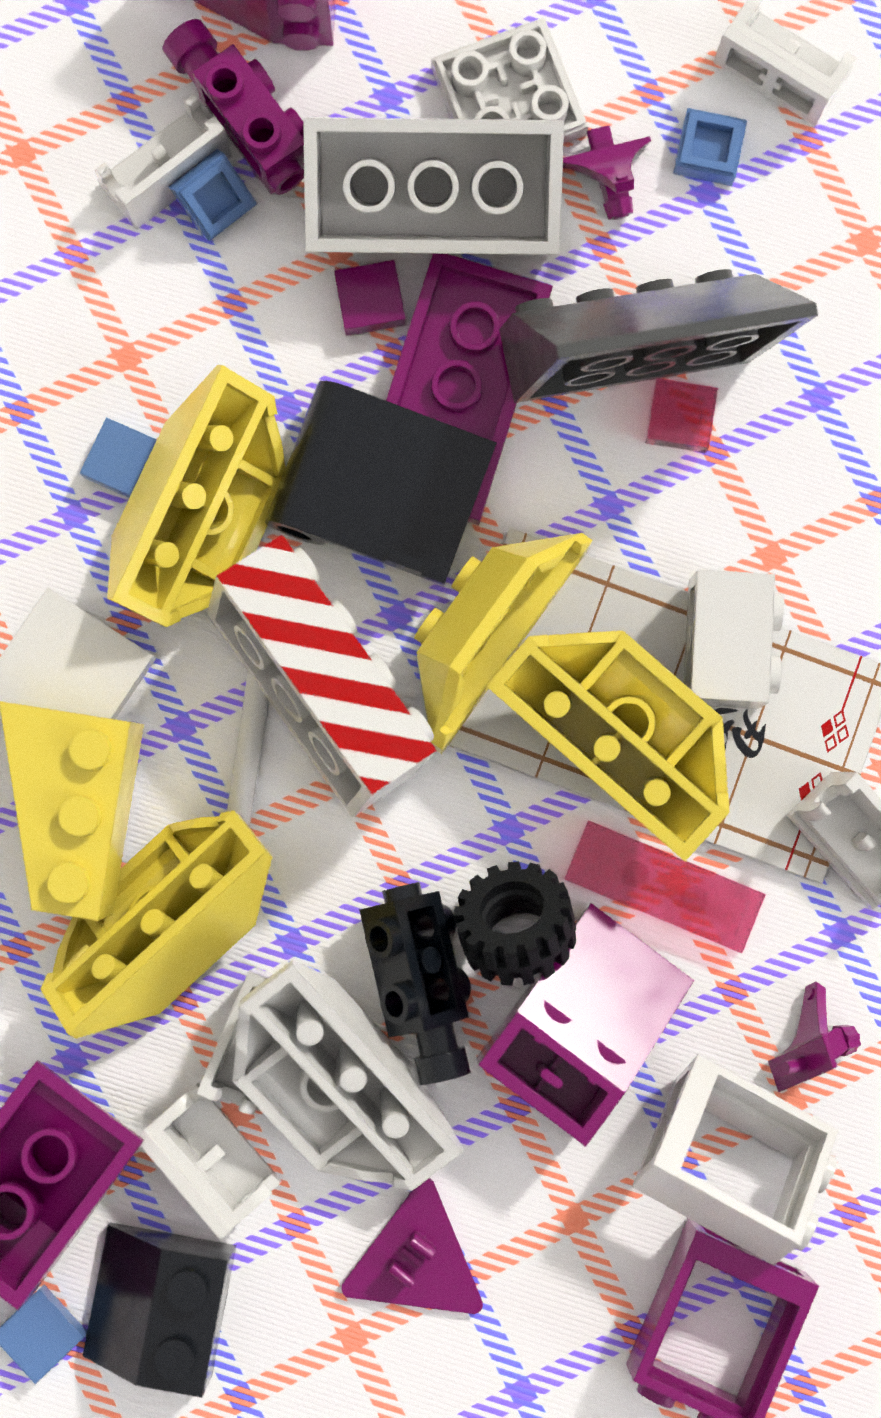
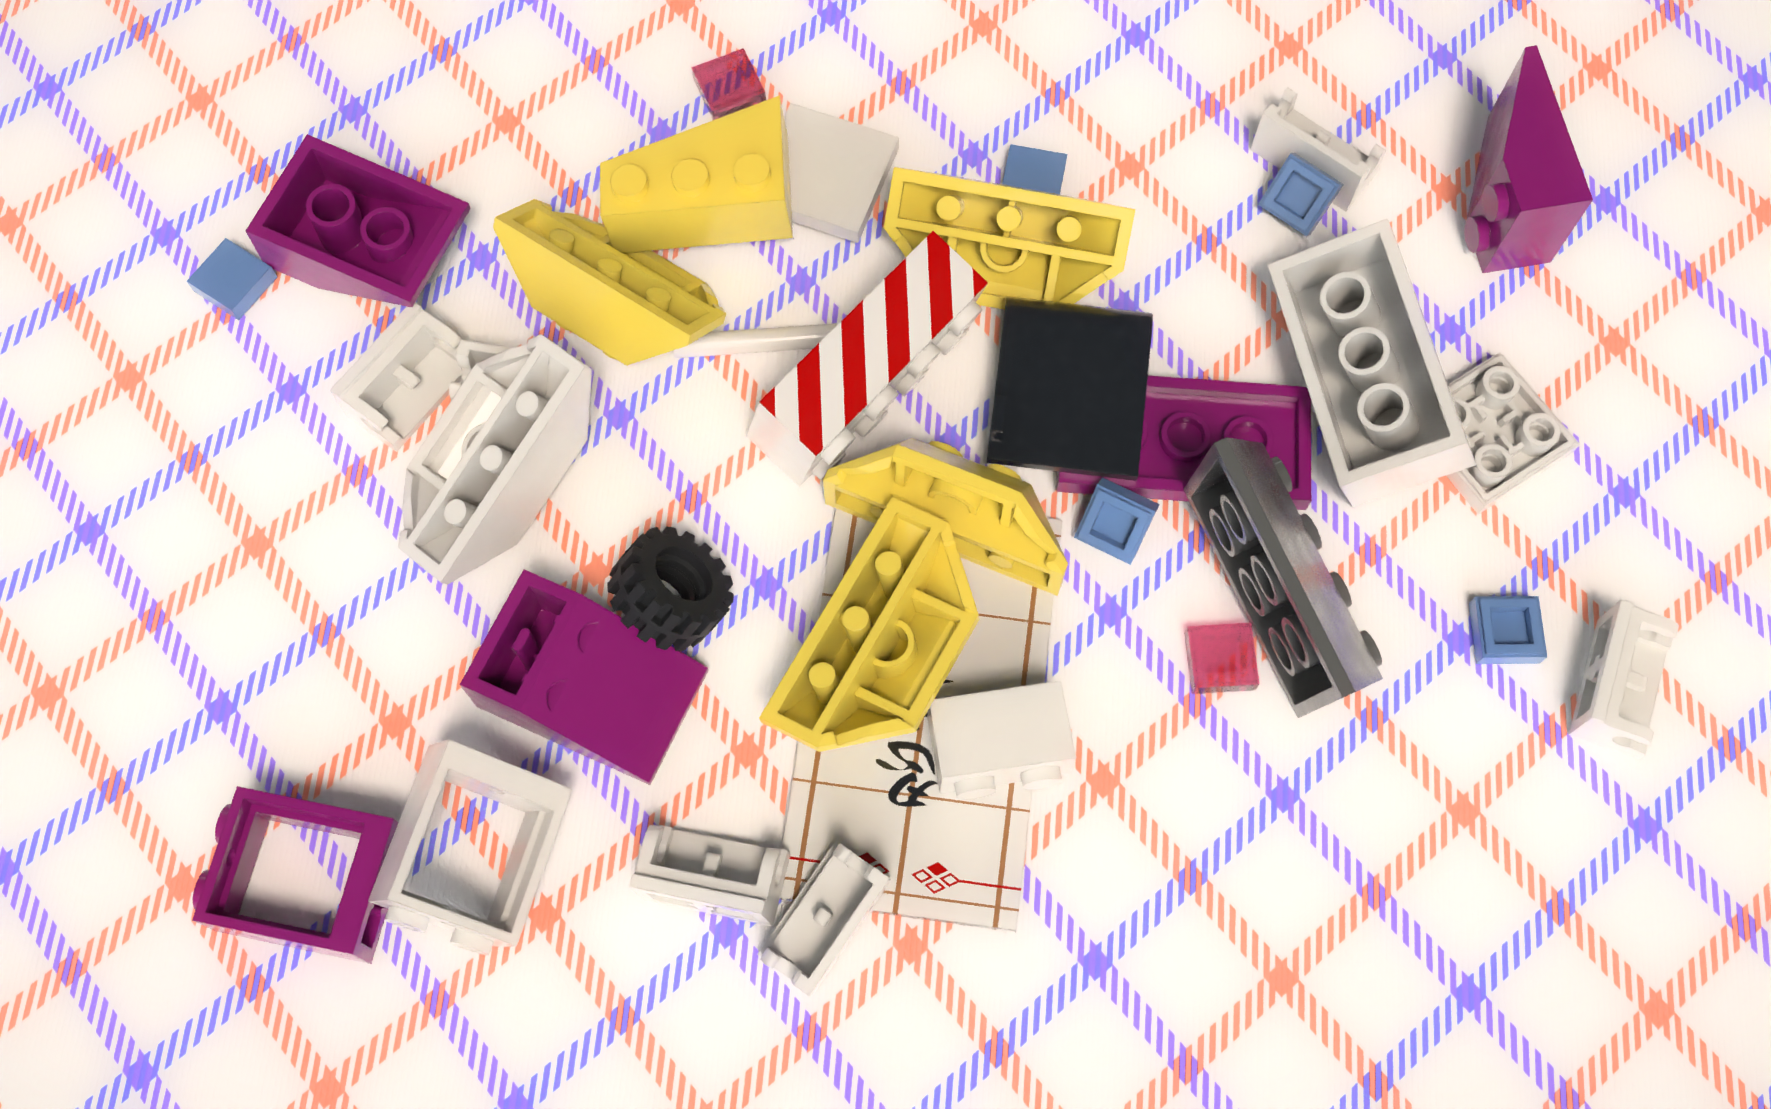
camera: 80 degrees right, 15 degrees down
(159, 1308) = (263, 372): black slope -> none
(243, 104) = (1401, 183): magenta brick -> none
(370, 297) = (1249, 349): magenta tile -> none
(416, 1260) = (337, 585): magenta piece -> none
(419, 977) = (615, 519): black brick -> none
(529, 475) = (1116, 520): none -> medium blue tile
(610, 167) = (1449, 533): magenta piece -> none
(664, 886) = (736, 742): clear pink tile -> none
(797, 937) = (710, 874): none -> white hinge
(813, 1047) = (601, 917): magenta piece -> none

